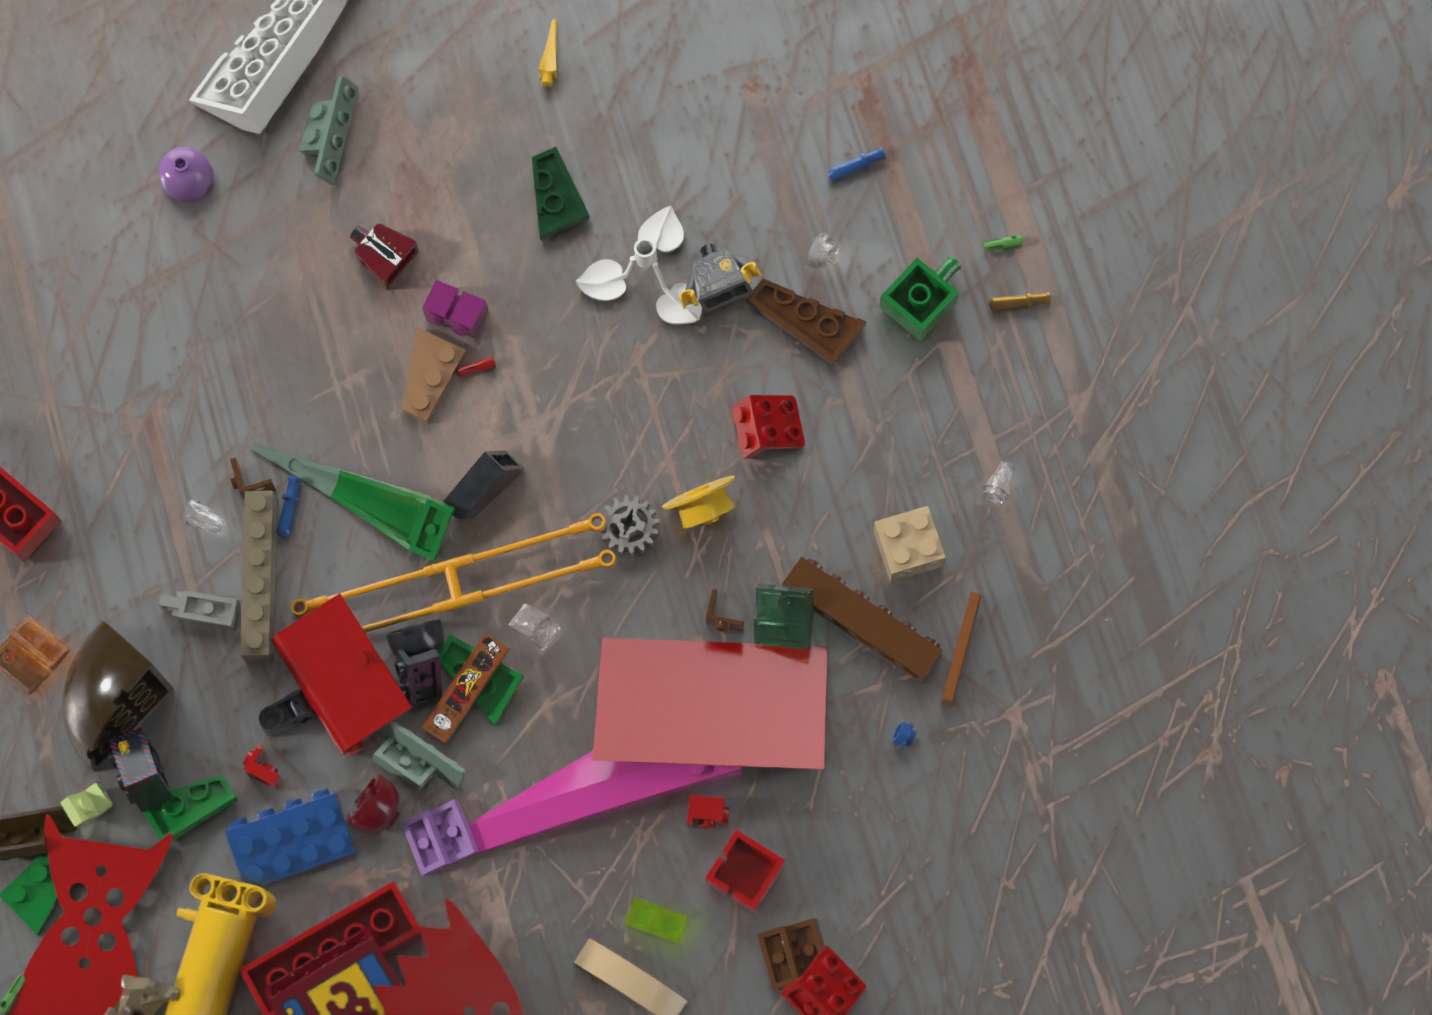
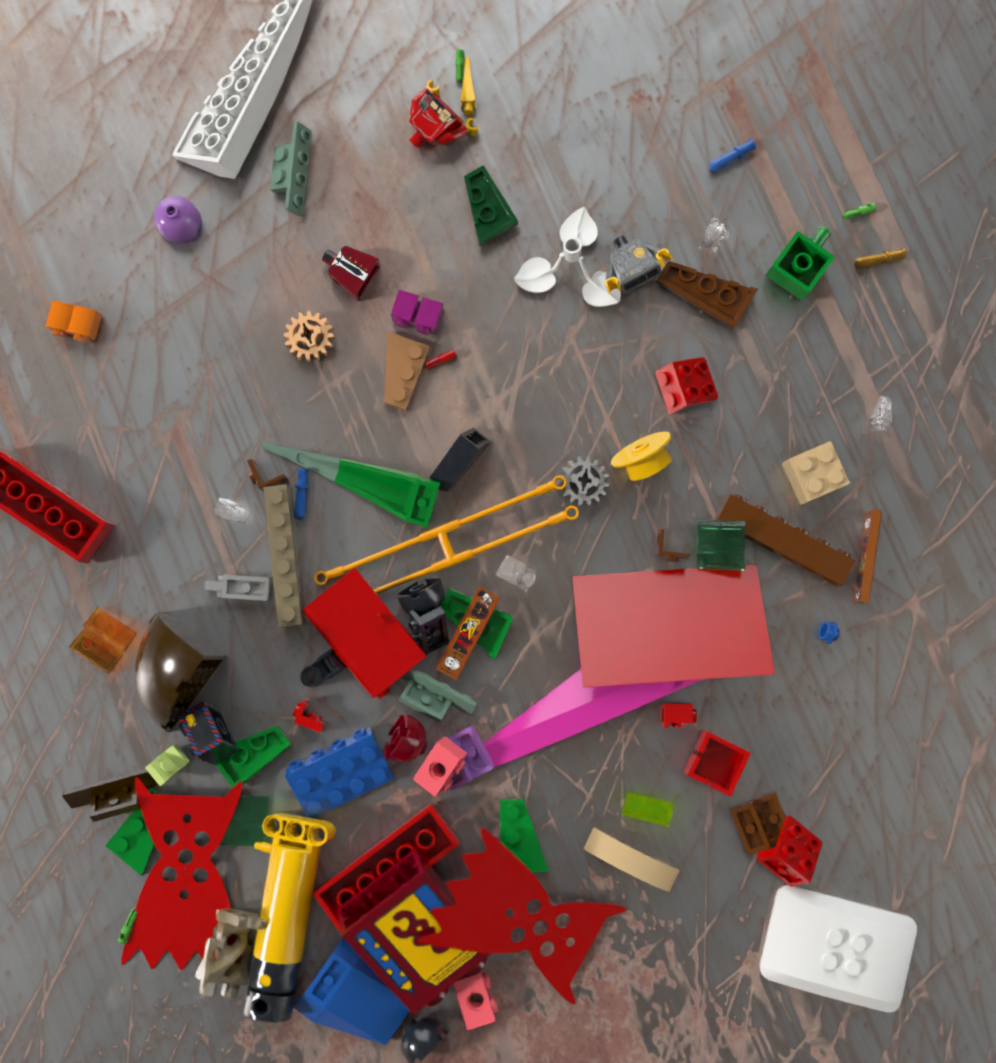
camera: 10 degrees left, 10 degrees up
(46, 279) = (74, 321): none -> orange brick
(171, 885) = (247, 822): none -> clear green slope
(335, 320) = (300, 338): none -> light nougat gear
(398, 848) = (430, 774): none -> coral brick
(498, 931) = (519, 835): none -> green wing
(506, 89) = (436, 120): none -> red torso
(544, 28) = (460, 65): none -> bright green pin

